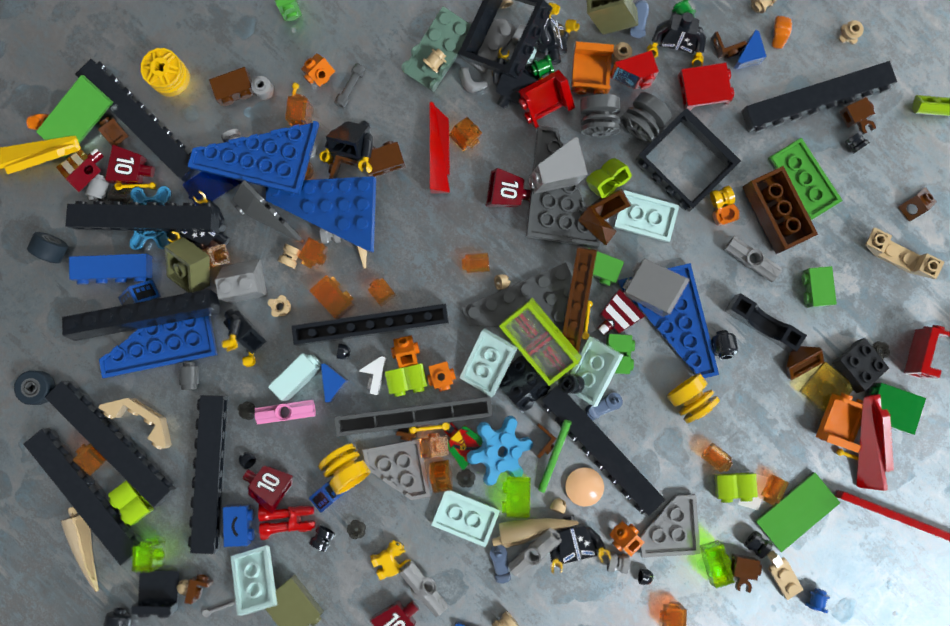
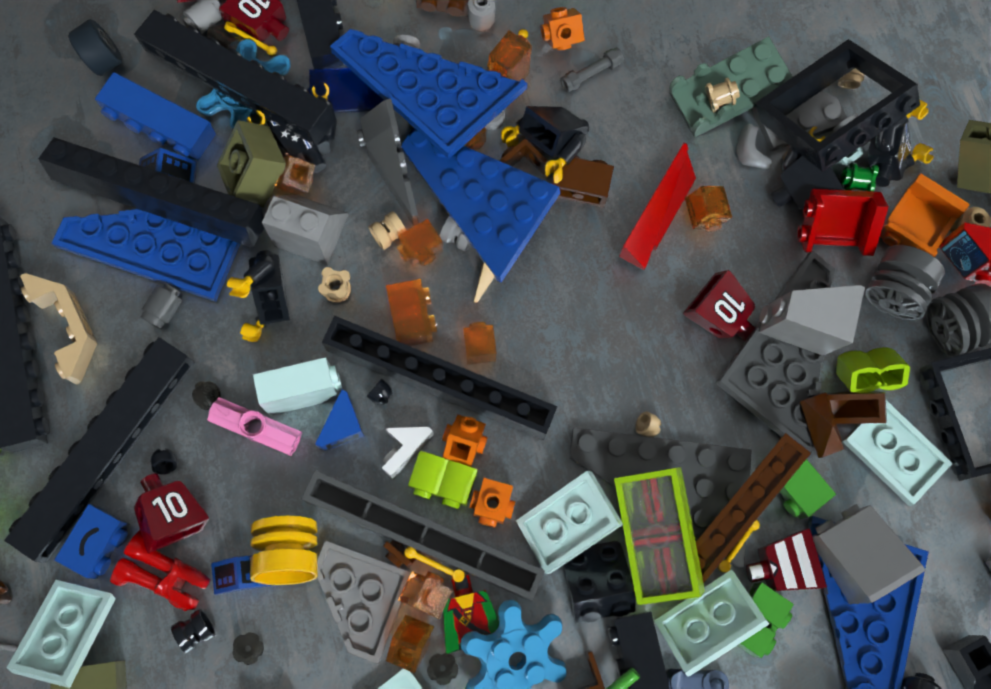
camera: 25 degrees right, 10 degrees down
(476, 263) = (628, 379): clear orange brick -> none
(575, 385) = (671, 628): black wheel -> none

